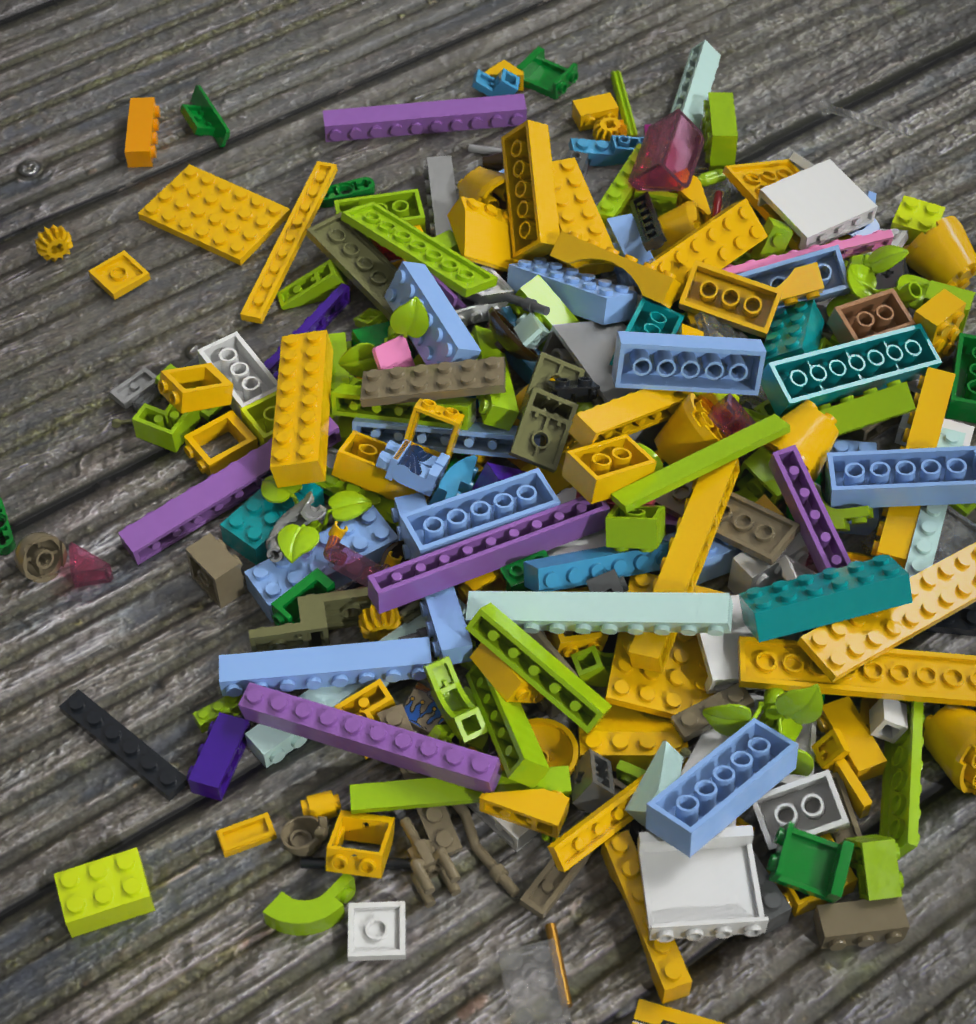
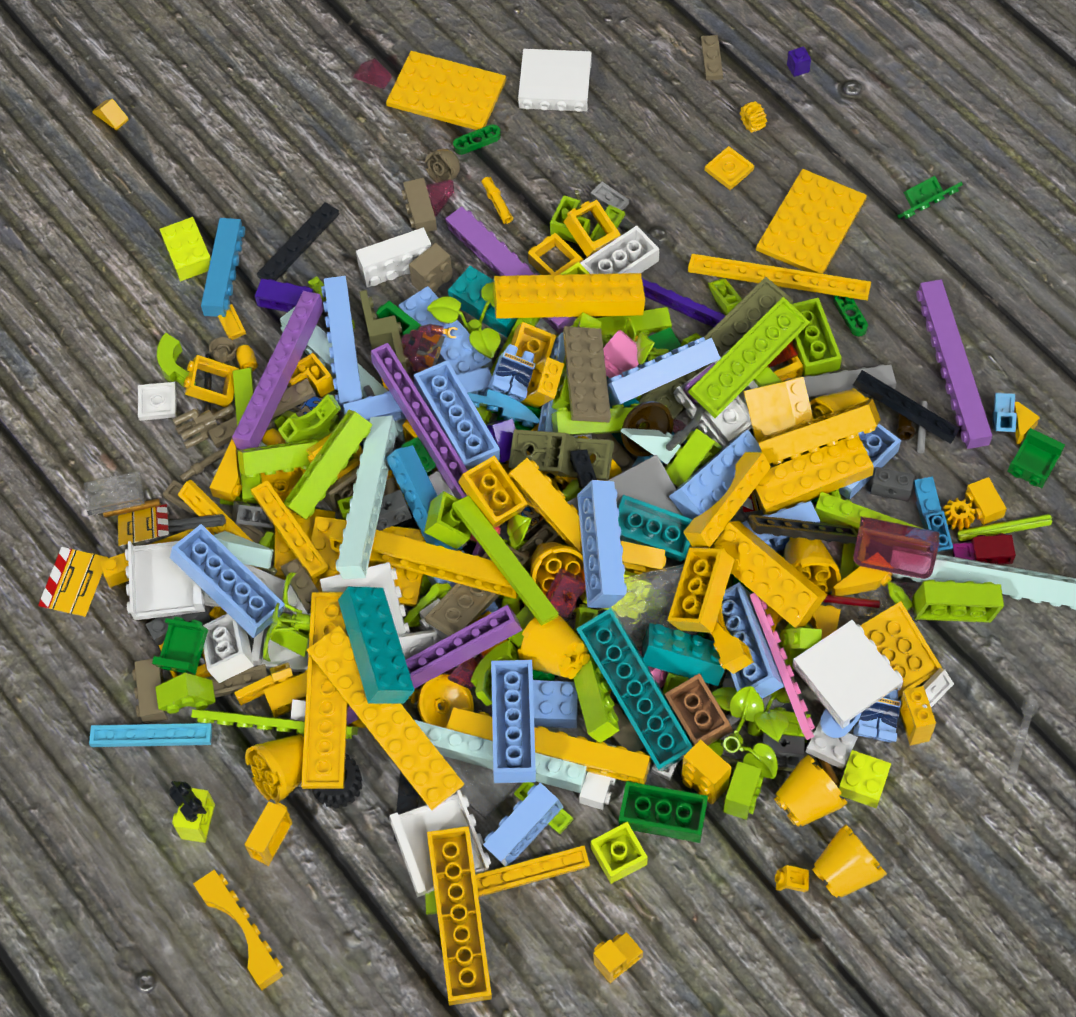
camera: 90 degrees right, 10 degrees up
(97, 588) = (419, 205): none -> dark tan brick
(107, 504) = (495, 195): none -> yellow pin
(141, 132) = (900, 154): light orange brick -> none
(155, 839) = (222, 267): none -> dark azure brick
(188, 611) = (391, 257): none -> white brick
(299, 514) = (471, 310): light grey piece -> none
(476, 154) = (906, 406): none -> black plate
(602, 933) = (143, 525): none -> yellow sticker
(606, 871) = (192, 523): none -> dark grey axle
(629, 722) = (289, 529): none -> yellow plate
(650, 108) = (994, 549): none -> dark red brick
(728, 561) = (436, 591): none -> lime plate
(861, 155) = (917, 721): none -> yellow window
(928, 926) = (150, 735): none -> medium azure plate

